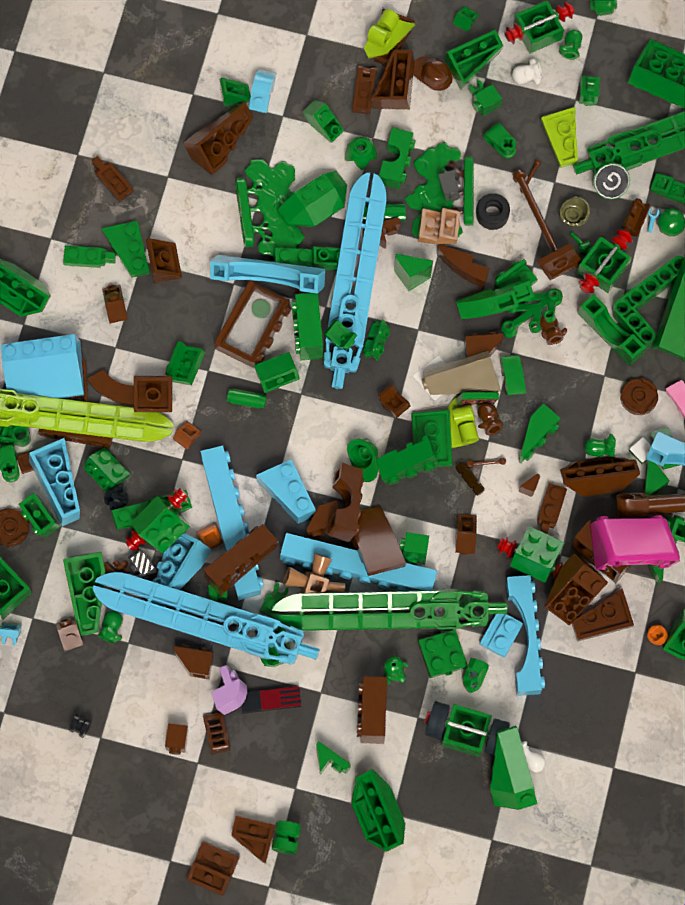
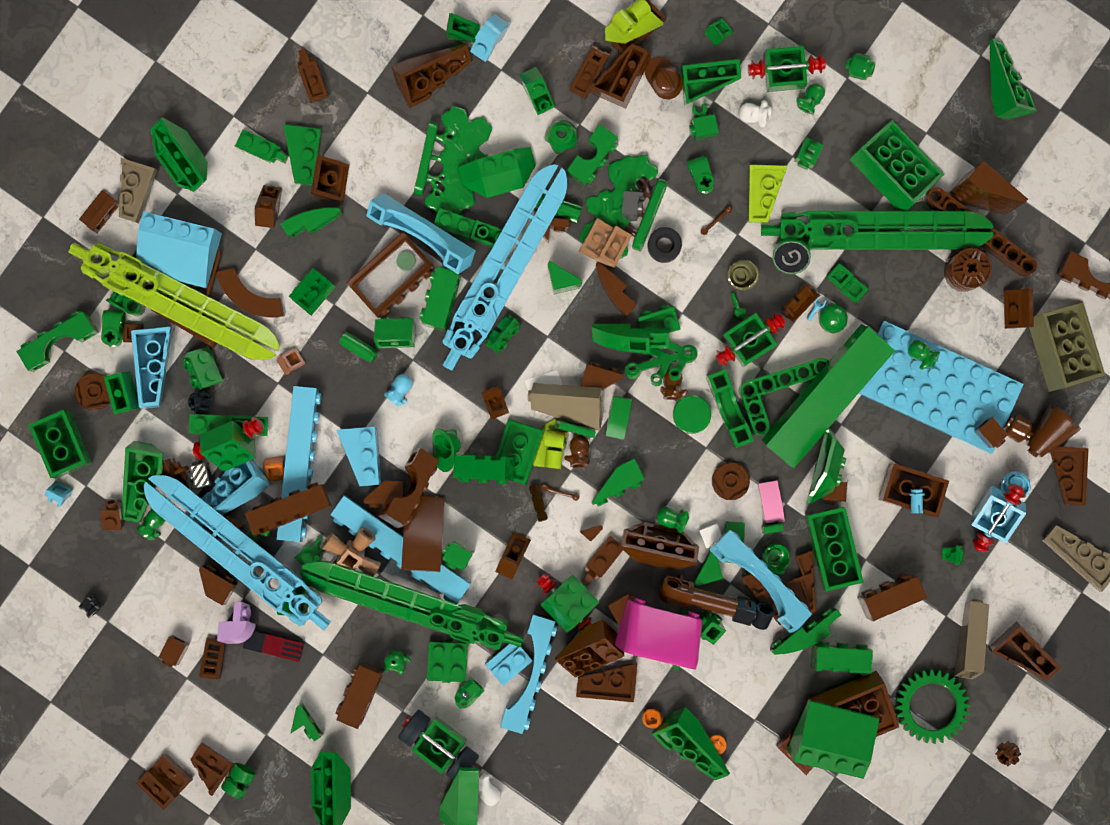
camera: 25 degrees right, 15 degrees up
(153, 393) = (269, 313): reddish brown slope -> none
(158, 302) = (310, 220): none -> green slope
(299, 421) = (399, 387): none -> medium azure animal
(340, 335) = (465, 322): green bracket -> none
(560, 259) = (706, 322): reddish brown tile -> none
(579, 349) = (691, 414): none -> green tile

